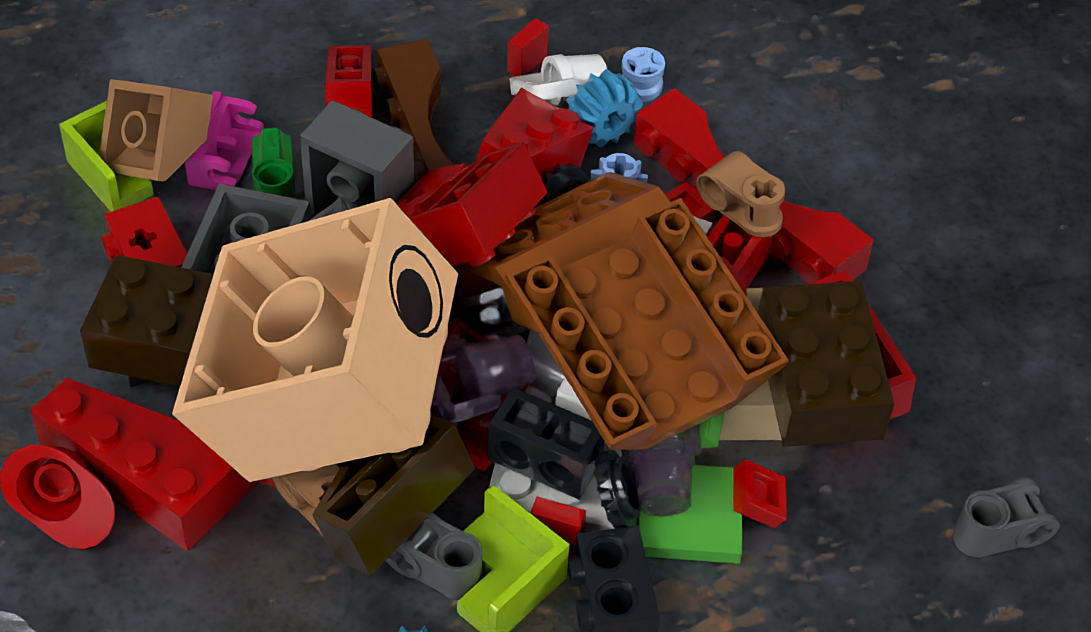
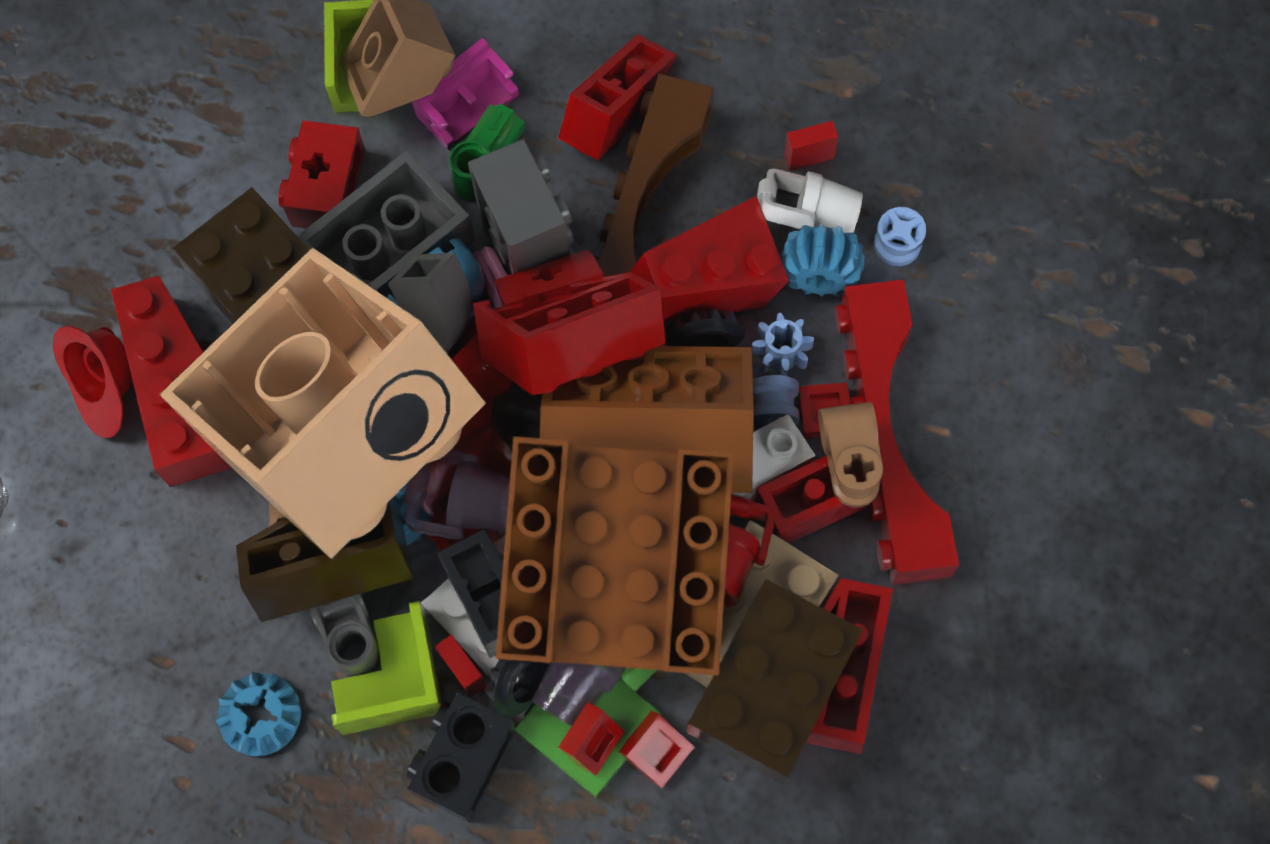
camera: 40 degrees right, 20 degrees up
(710, 504) = (591, 739): none -> red tile

